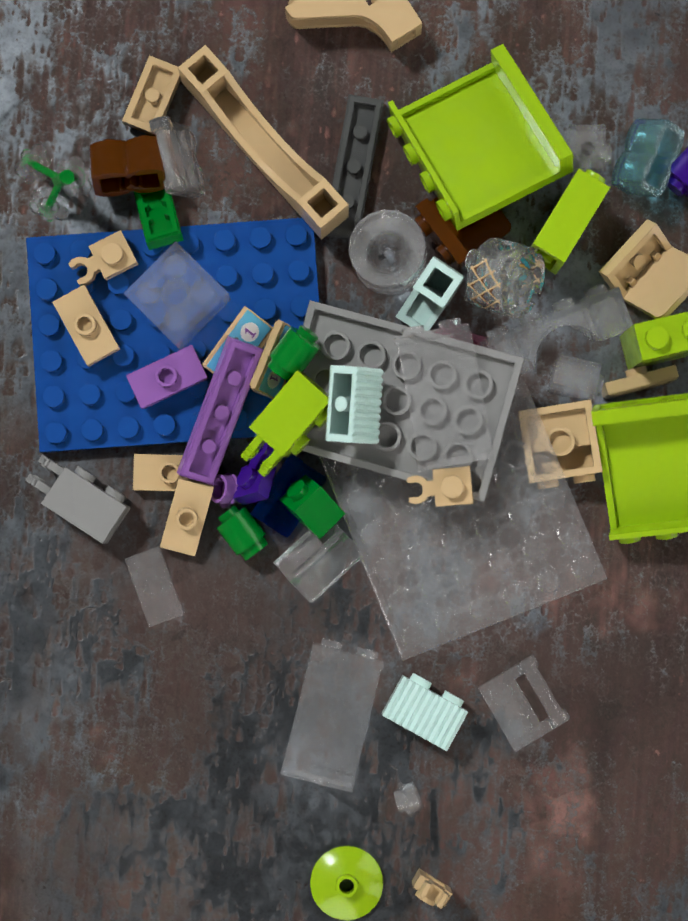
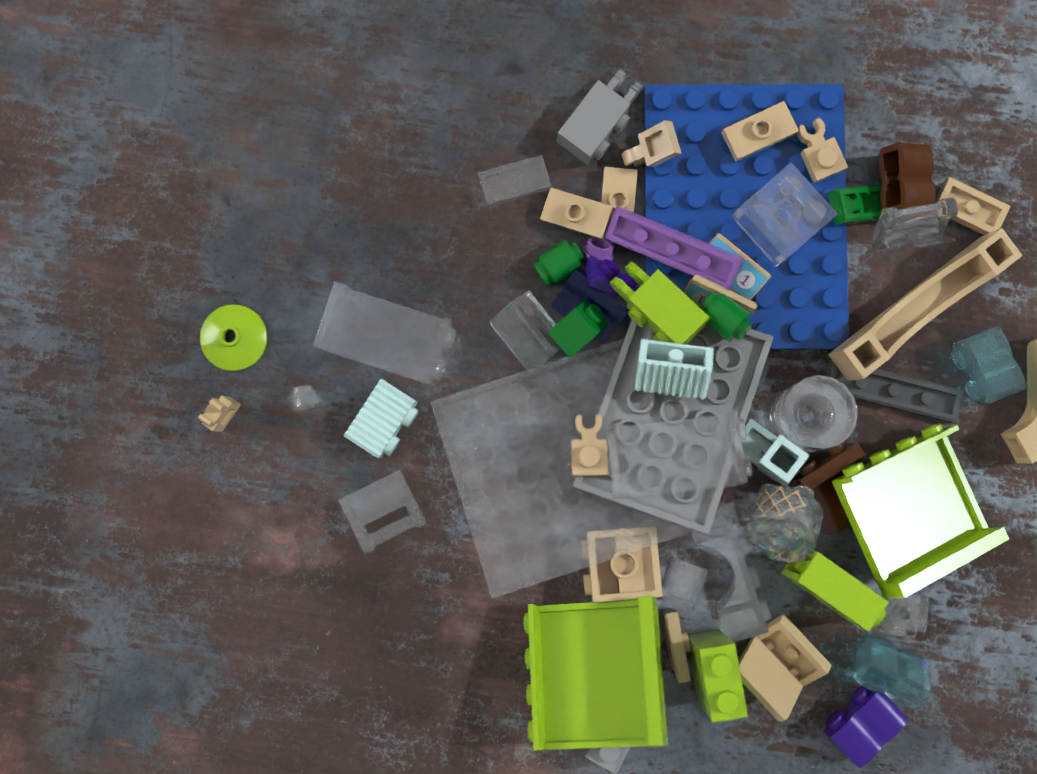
camera: 95 degrees right, 0 degrees up
(71, 177) = (899, 123): clear plant -> none
(110, 435) = (655, 147): none -> tan plate
(167, 377) = (707, 202): medium lavender plate -> none
(322, 70) = (988, 366): none -> clear light blue brick

